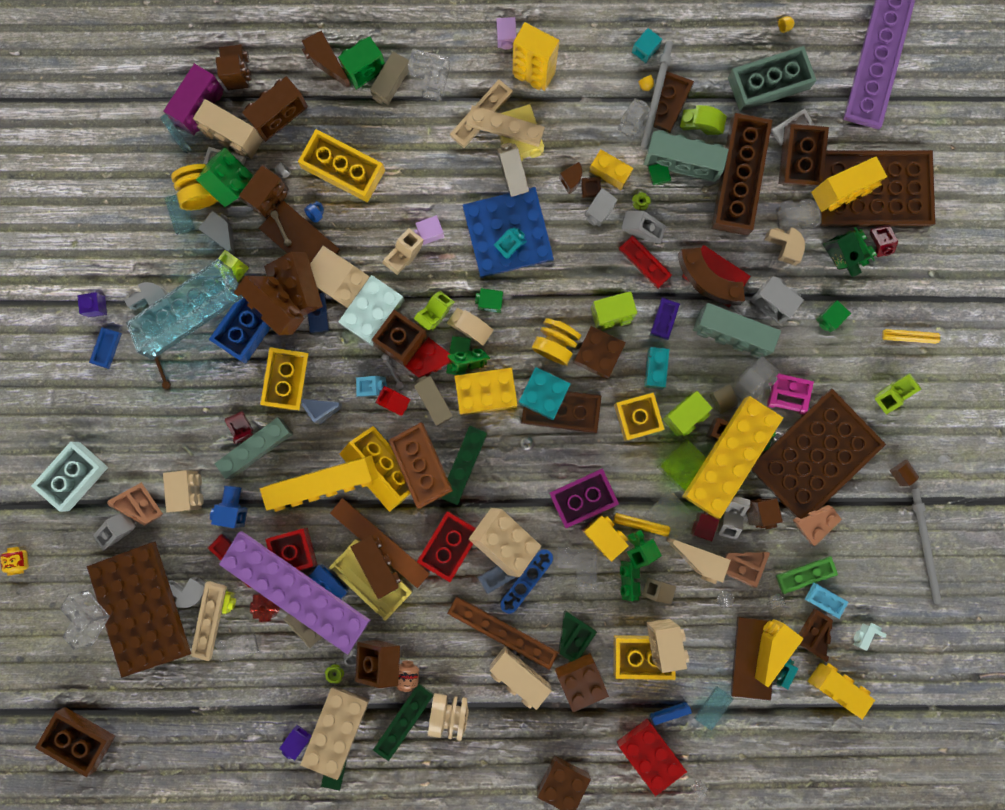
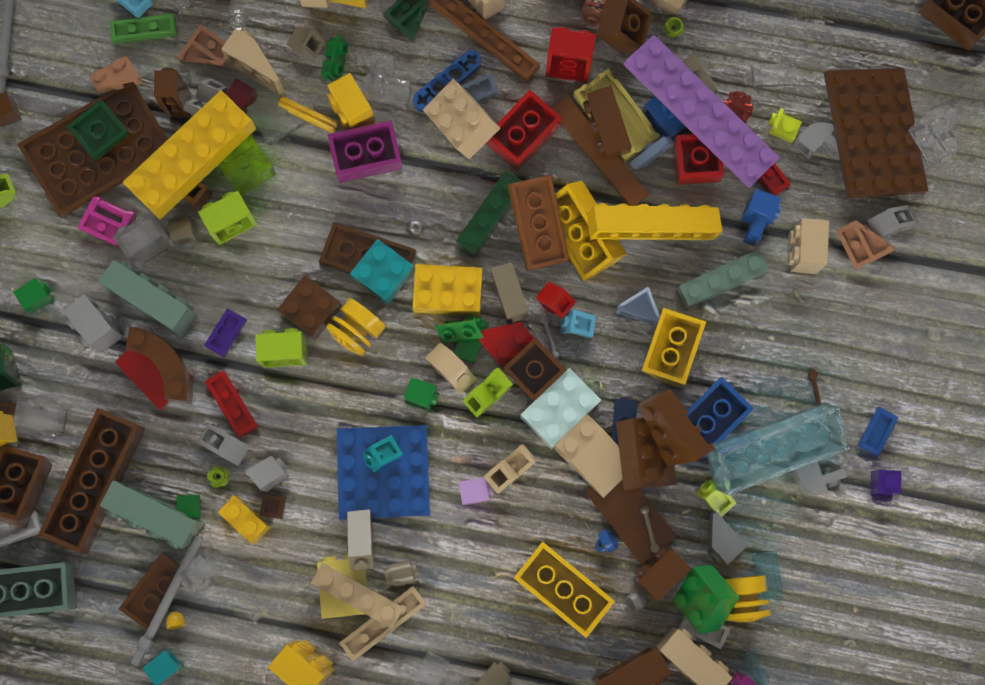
camera: 170 degrees left, 5 degrees down
(69, 476) = (935, 289): light aqua brick -> none
(208, 621) = (800, 105): tan plate -> none
(239, 427) = (735, 306): dark red bracket -> none
(332, 549) = (651, 152): none -> sand blue plate
(419, 622) = (570, 54): none -> red brick
(475, 154) = (401, 573): none -> dark tan brick
(571, 177) = (292, 520): reddish brown brick -> none
(639, 416) = (282, 226): yellow brick -> none
(643, 552) = (312, 83): green brick -> none
(656, 368) = (249, 277): teal brick -> none
(706, 118) = (119, 557): lime brick -> none
(791, 242) = (56, 388): tan brick -> none
(819, 469) = (98, 130): none -> dark green plate

